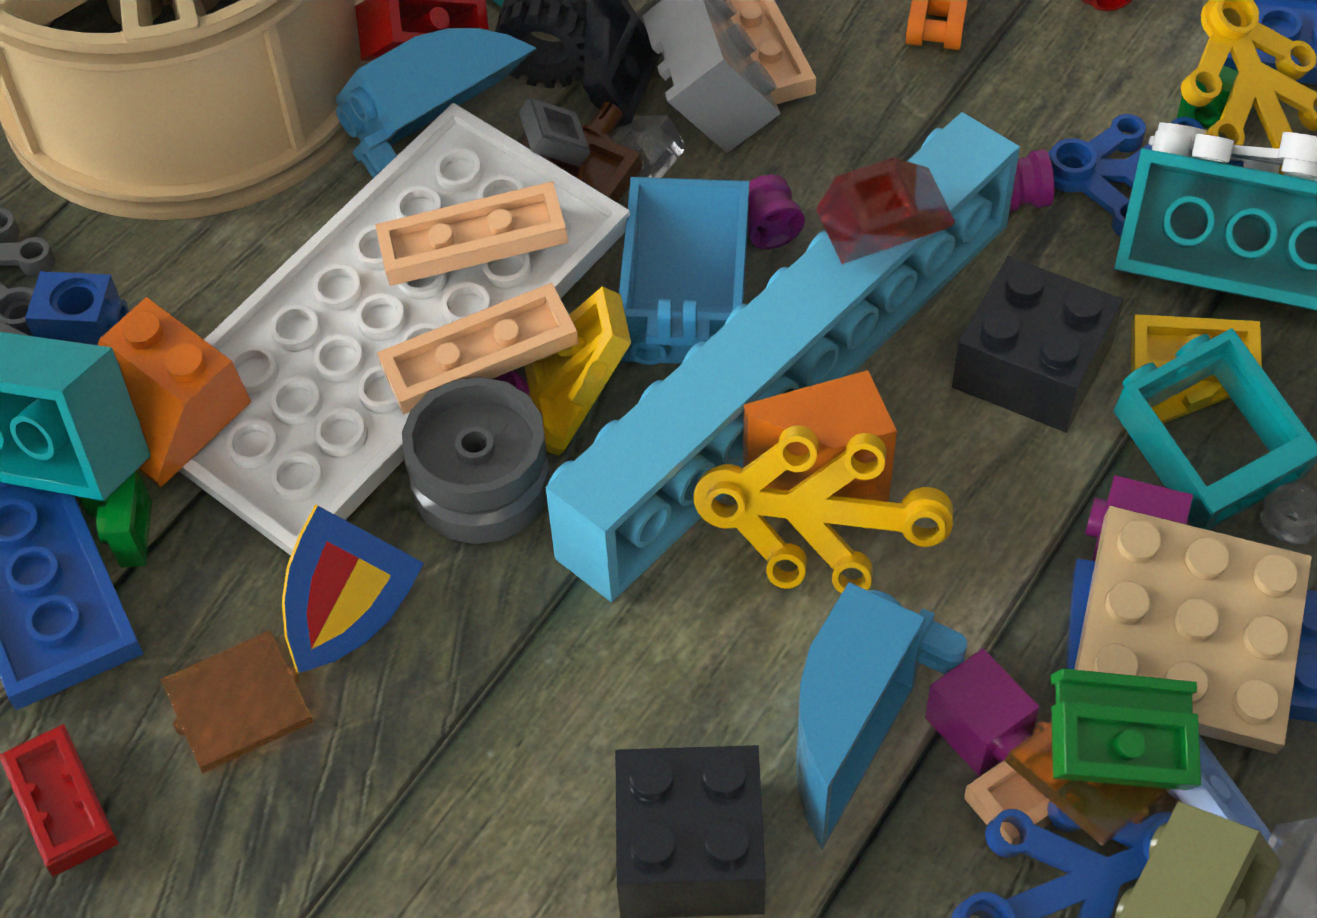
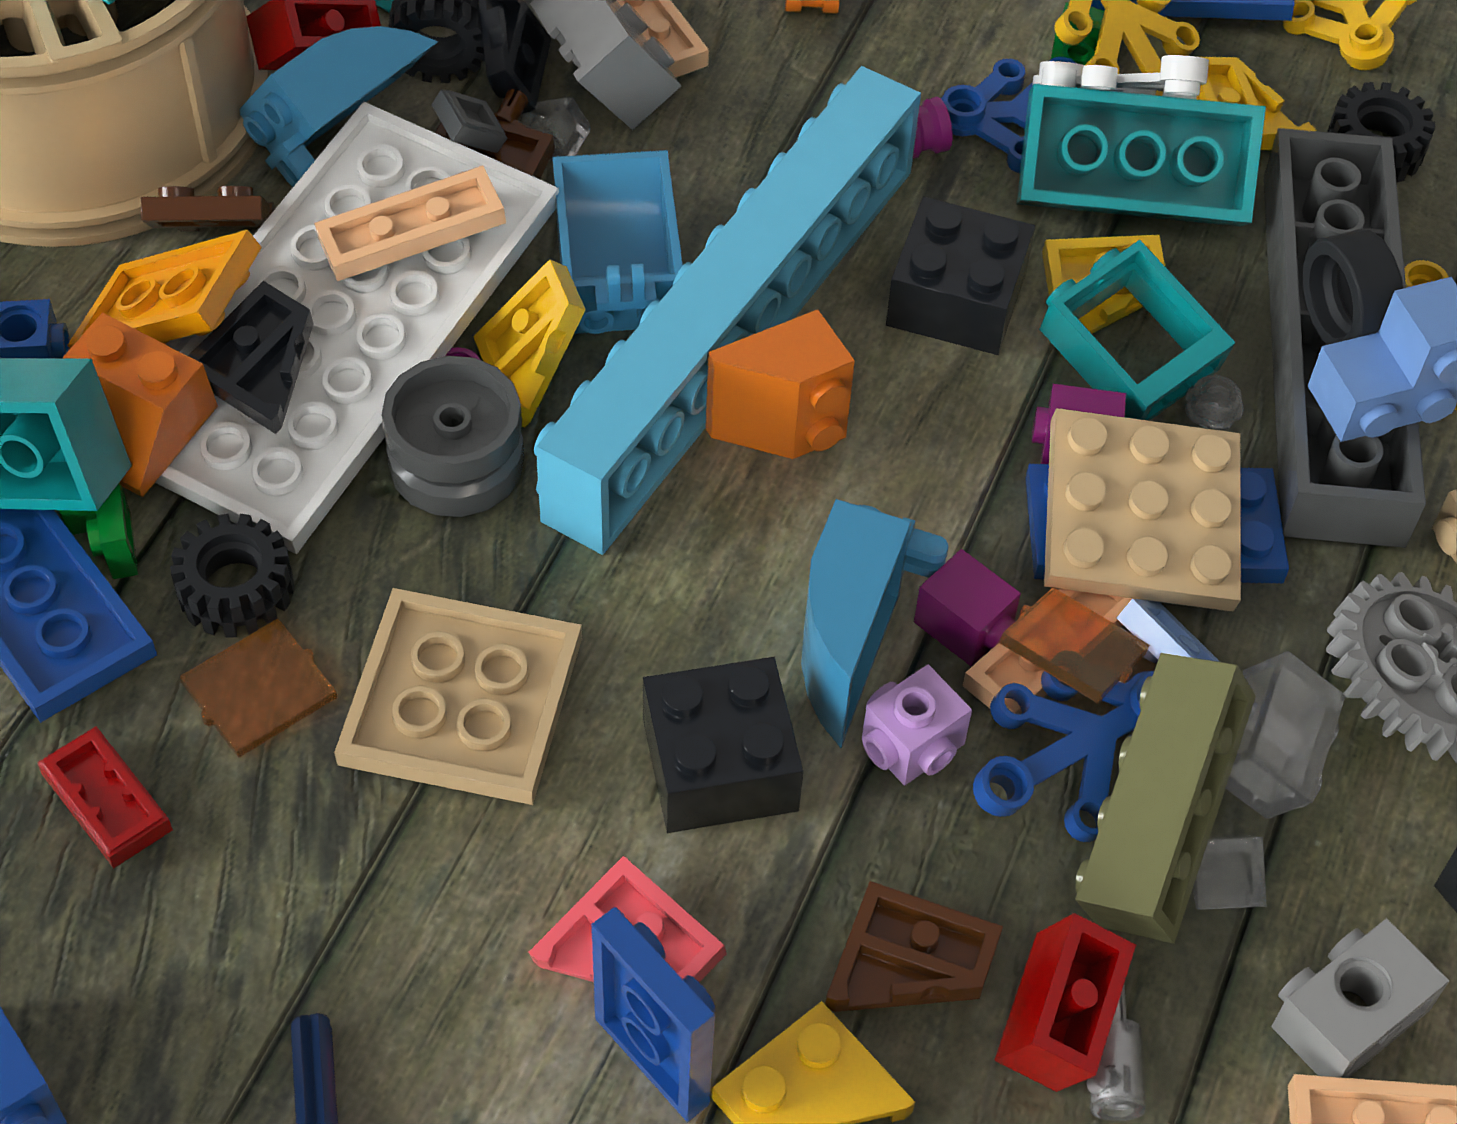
camera: 15 degrees left, 0 degrees up
(215, 553) = (227, 546): none -> black tyre
(232, 278) = (177, 289): none -> light orange plate
(257, 195) = (180, 209): none -> reddish brown plate
(295, 354) = (258, 354): none -> black wing
(340, 589) = (345, 568): blue shield -> none
(433, 740) = (460, 696): none -> tan plate
(479, 345) = (438, 327): light nougat plate -> none
(772, 213) = (693, 182): magenta wheel -> none
(813, 507) = (783, 440): yellow plant -> none
(882, 208) = (806, 159): clear red slope -> none
(900, 840) = (915, 725): none -> lavender brick
(1125, 730) = (1102, 600): green plate -> none

